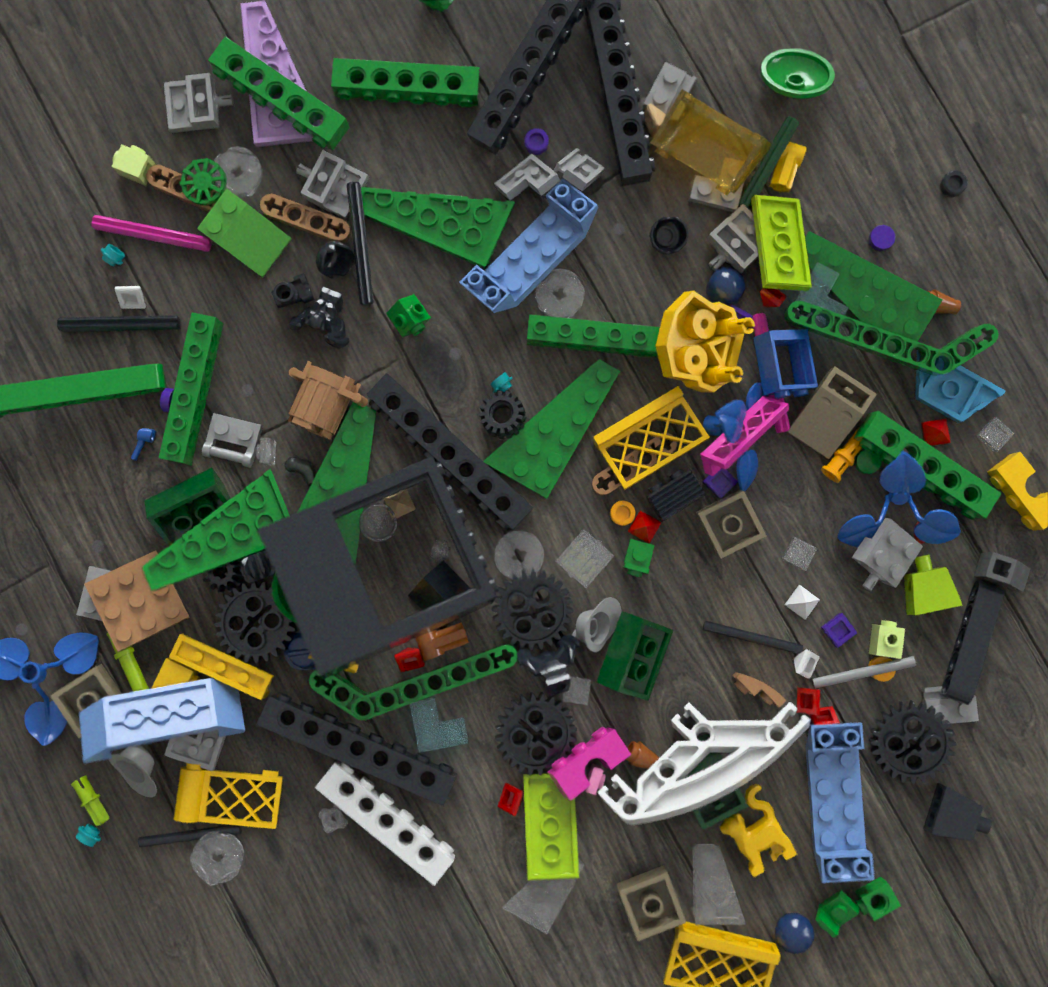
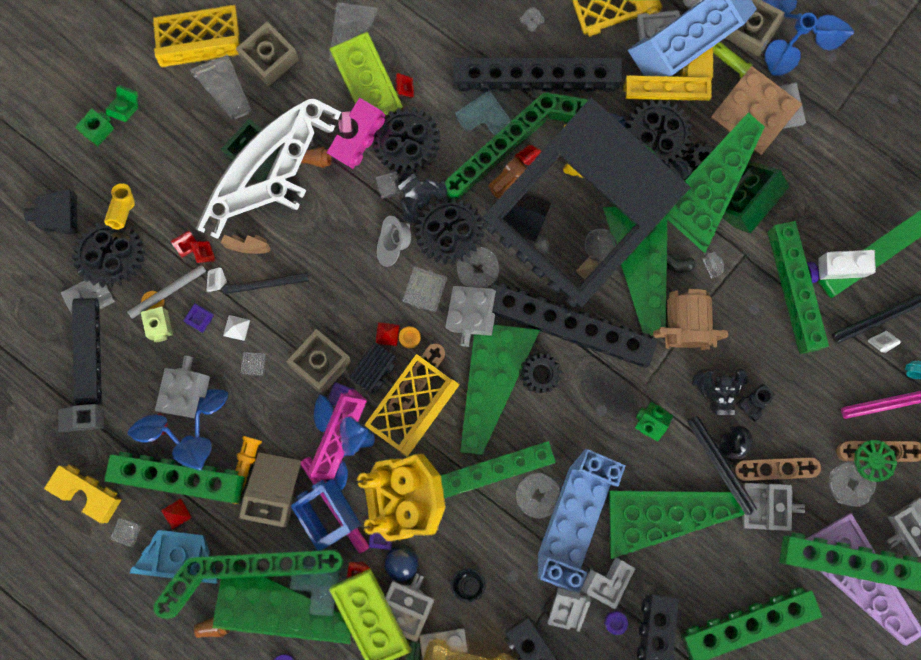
camera: 155 degrees right, 5 degrees down
(131, 381) = (846, 264): none -> white brick
(143, 435) = (816, 237): blue hand -> none
(234, 432) = (745, 271): light grey plate -> none
(244, 233) = (820, 432): bright green slope -> none
(370, 819) = (484, 23): white brick -> none
(502, 383) = (552, 400): teal plate -> none
(548, 508) = (471, 312): none -> light grey plate
(634, 656) = (353, 229): dark green slope -> none
(638, 558) = (382, 306): green bracket -> none
(758, 836) = (203, 135): yellow animal -> none
(794, 933) = (149, 78): dark blue hair -> none
(837, 802) = (150, 183): medium blue slope -> none
(867, 462) = (225, 461): green tile -> none
(883, 788) = (119, 206): none -> yellow piece
(929, 588) = (136, 379): lime torso -> none

